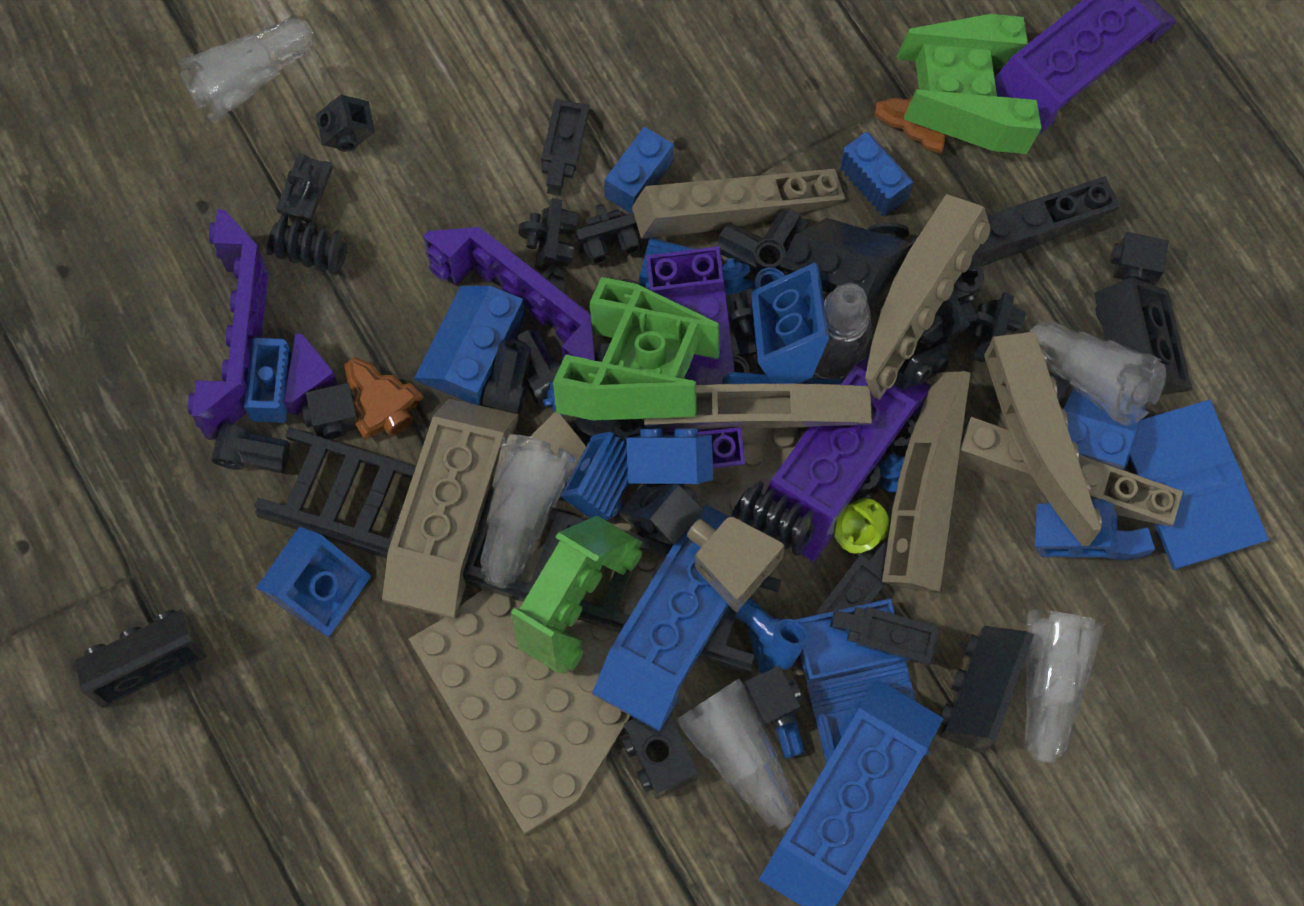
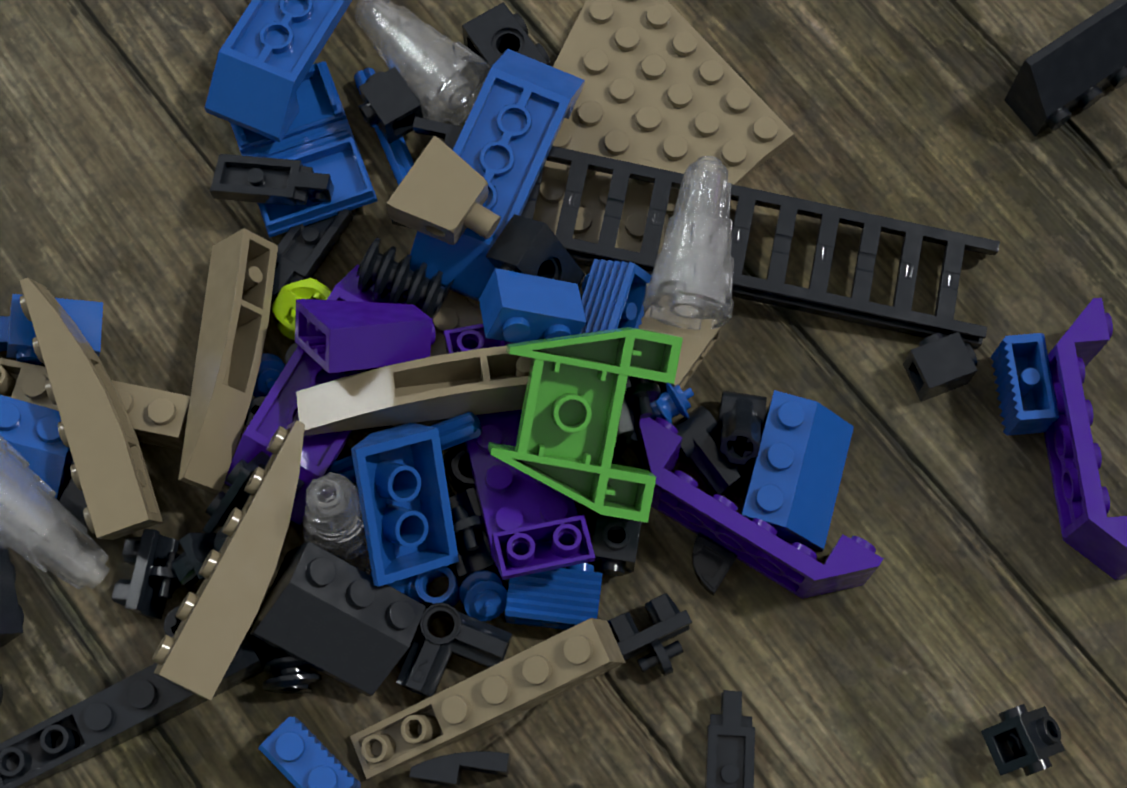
camera: 175 degrees right, 0 degrees up
(240, 448) = (1034, 310): black piece -> none
(304, 188) = (1050, 643): black hips -> none
(306, 374) = (981, 407): dark purple slope -> none
(307, 245) = (1026, 566): black piece -> none
(314, 581) = (913, 175): blue slope -> none
(380, 400) = (889, 389): dark orange rock -> none
(444, 507) = (781, 275): dark tan slope -> none
(546, 233) = (721, 605): black hips -> none
(563, 584) = (617, 146): bright green wedge -> none
(639, 166) = (624, 728): blue brick -> none
(776, 160) = (448, 769): none -> black slope
(781, 638) = (396, 164): blue pin -> none
(814, 455) = (362, 334): none -> dark purple slope
(985, 687) = (157, 148): black slope -> none
(1056, 678) = (78, 176): clear cone -> none

